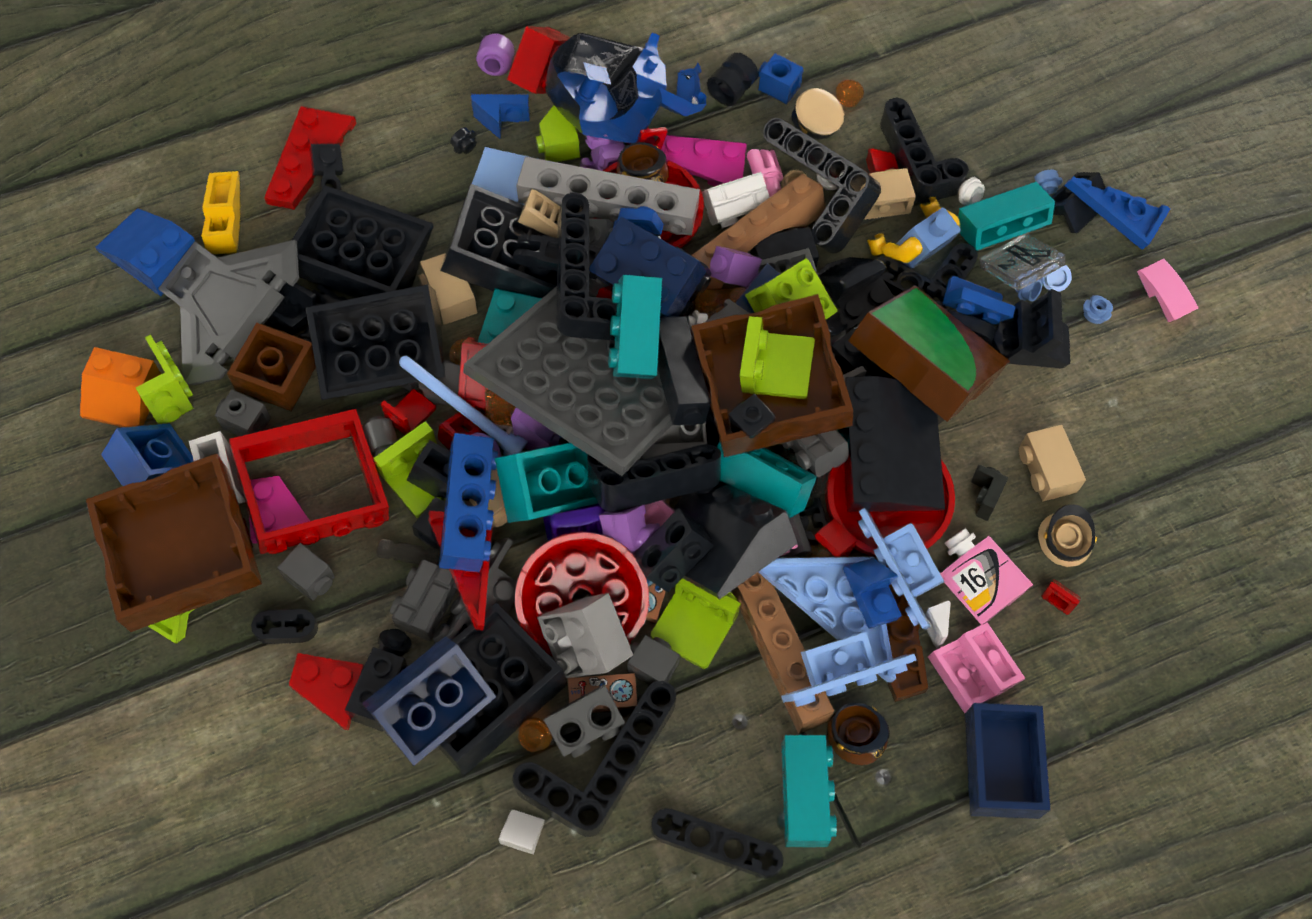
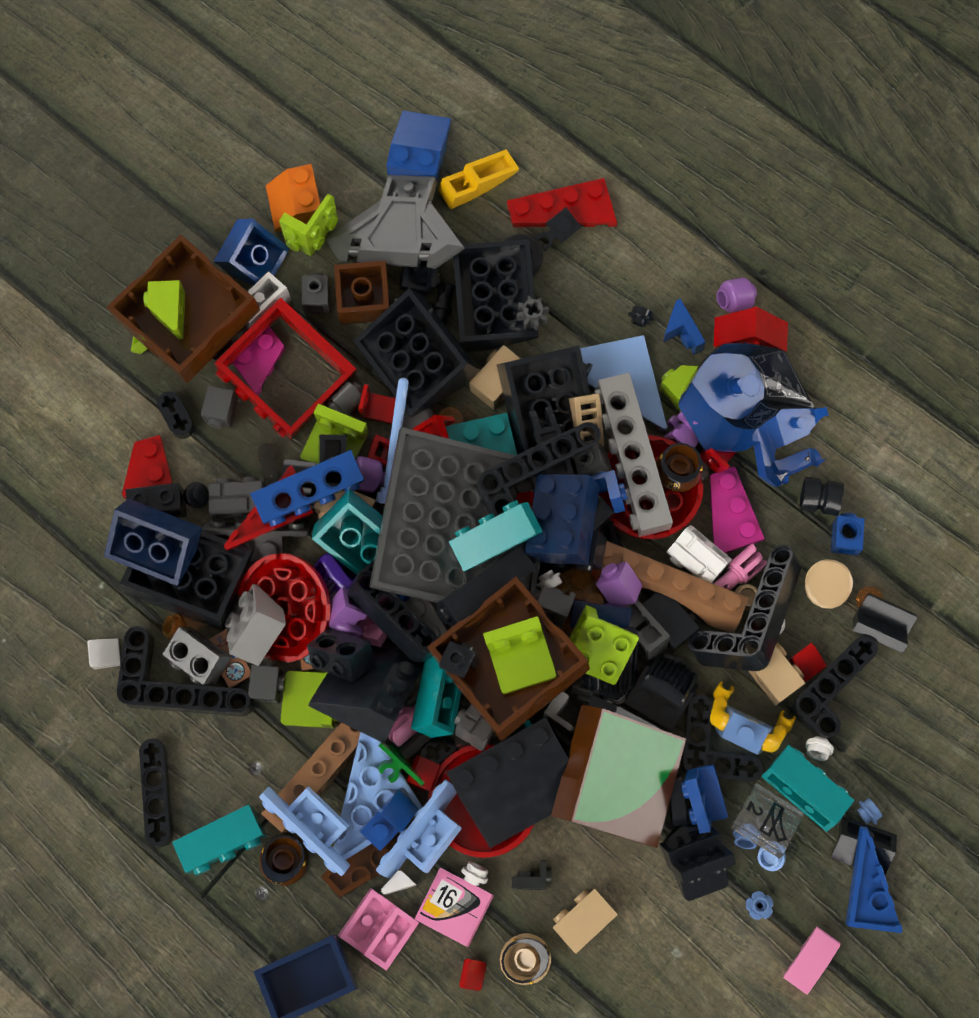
camera: 70 degrees right, 10 degrees up
(158, 557) = (167, 305): none -> lime slope
(408, 211) = (529, 307): none -> dark grey gear
(818, 552) = (396, 762): none -> green piece
(877, 86) = (884, 622): none -> black panel

